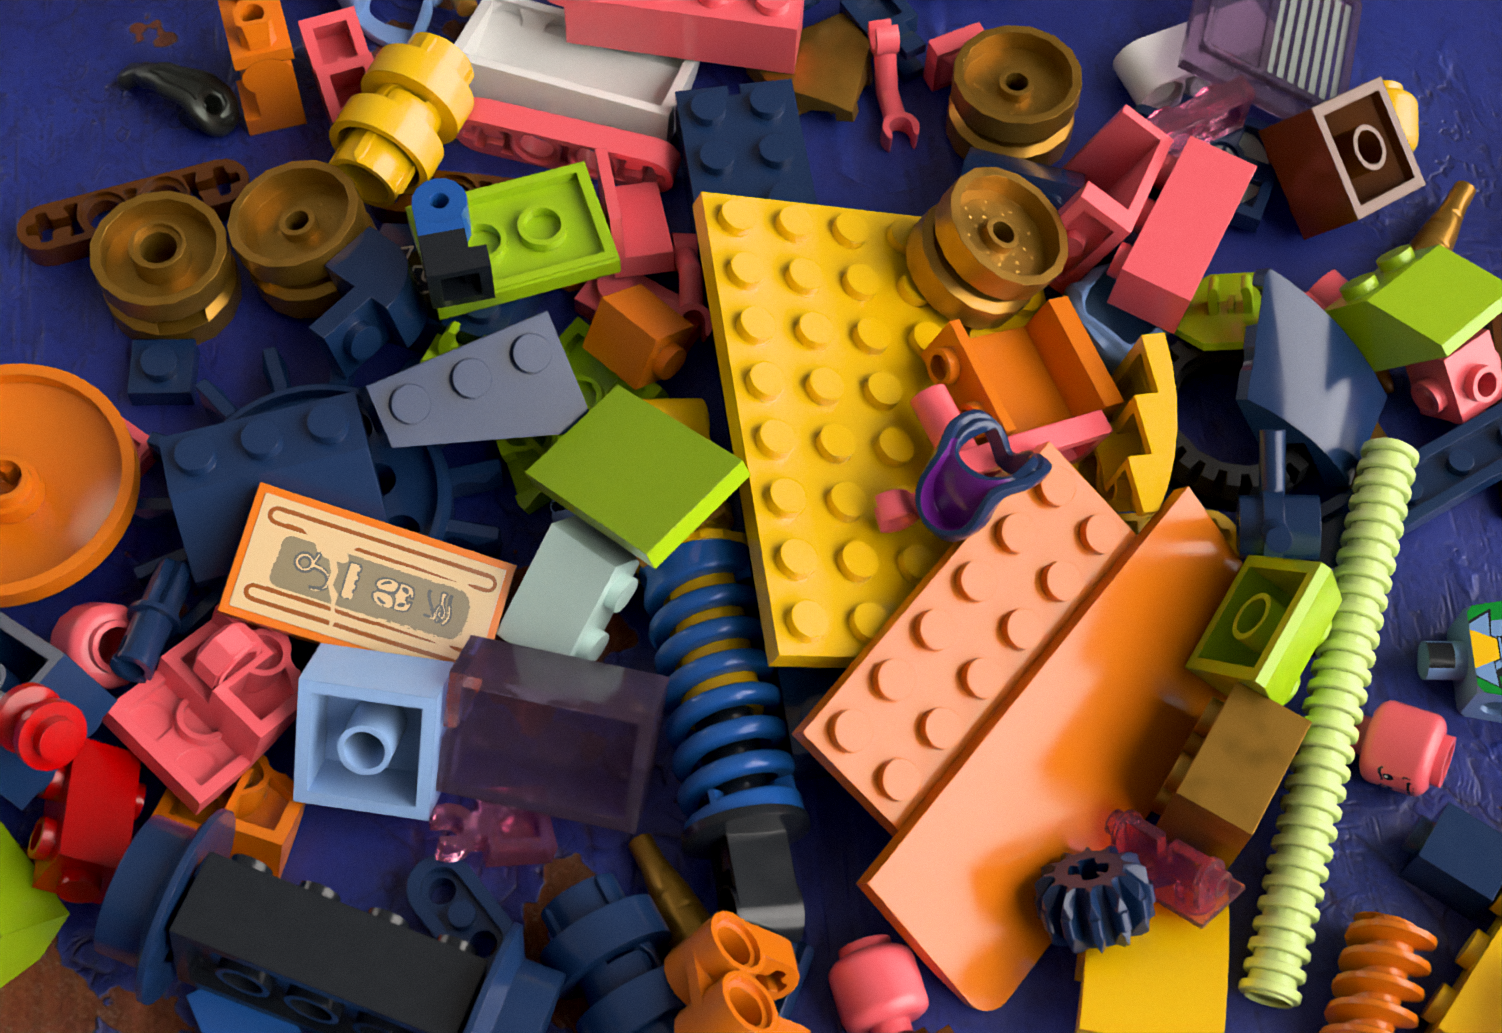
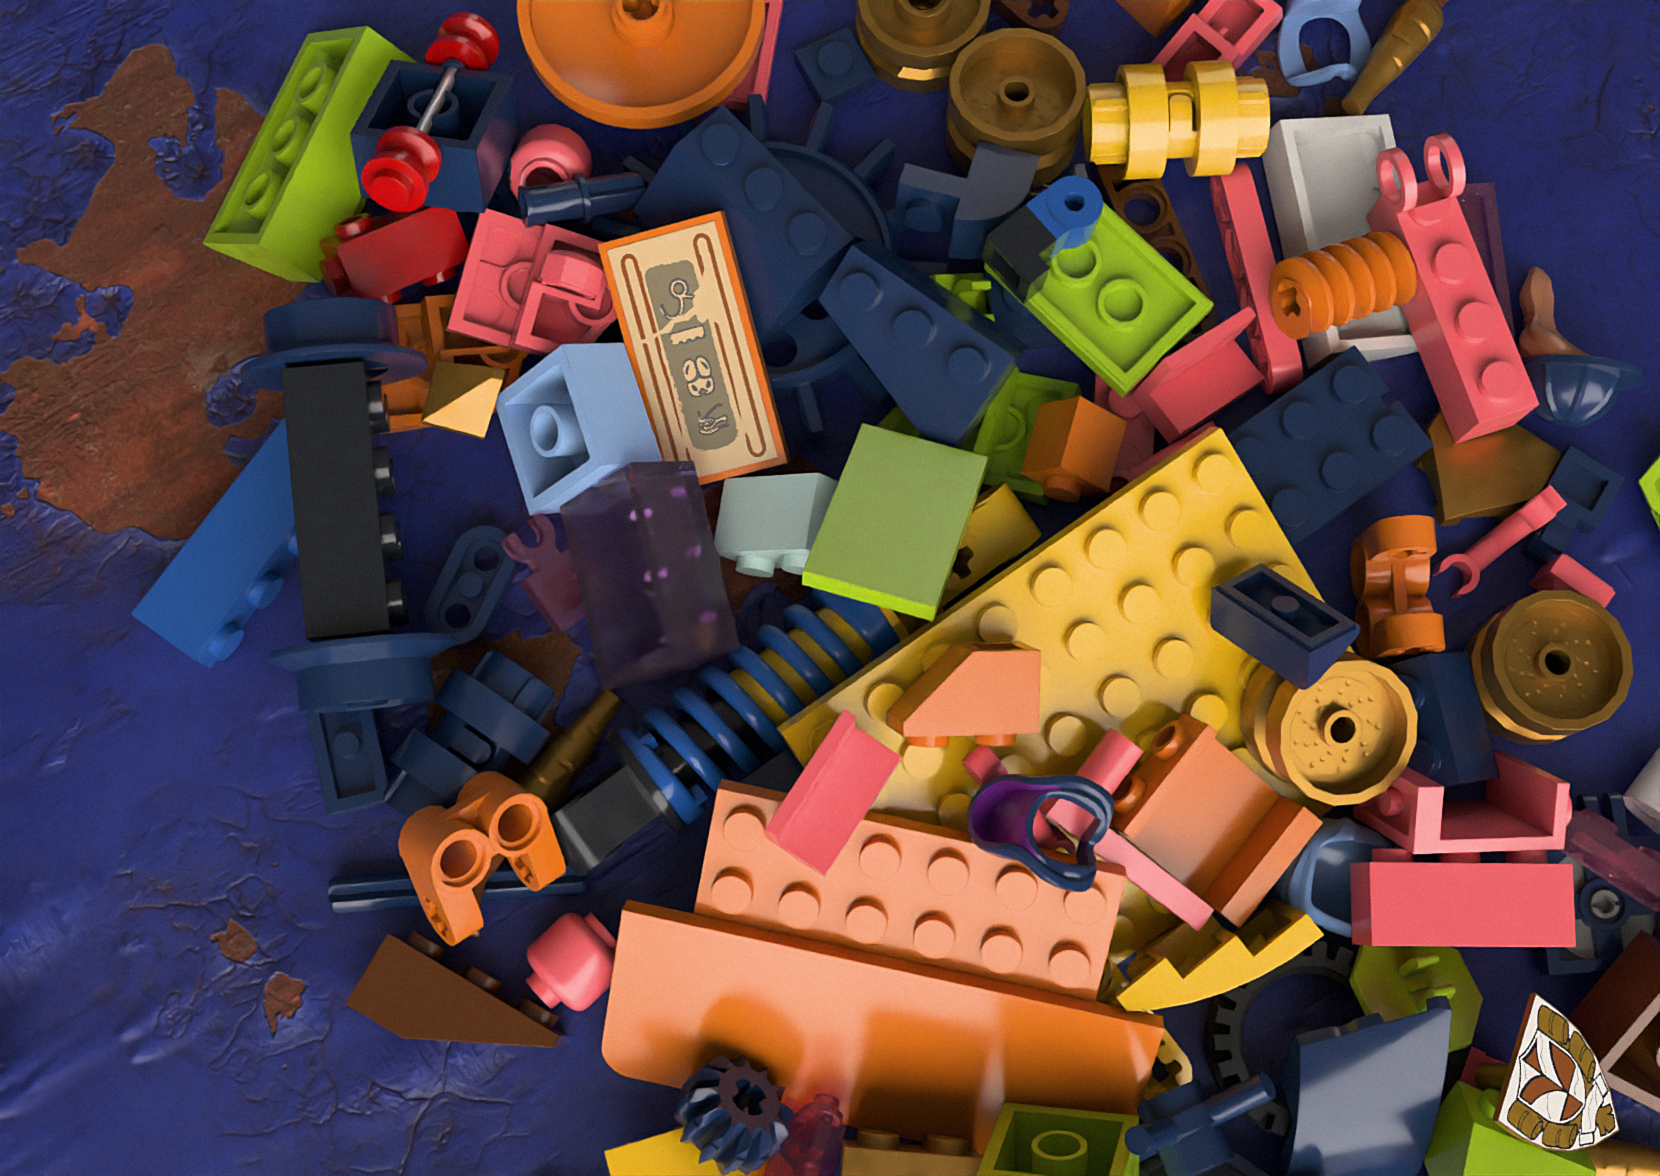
camera: 65 degrees right, 15 degrees up
(278, 821) = (462, 397): none -> pearl gold slope
(620, 72) = (1341, 283): none -> orange piece
(829, 476) = (972, 691): none -> orange slope
(863, 630) = (832, 795): none -> coral panel
(876, 171) = (1390, 582): none -> orange piece
(894, 227) = (1281, 624): none -> dark blue slope
(1359, 239) = (1552, 1085): none -> shield

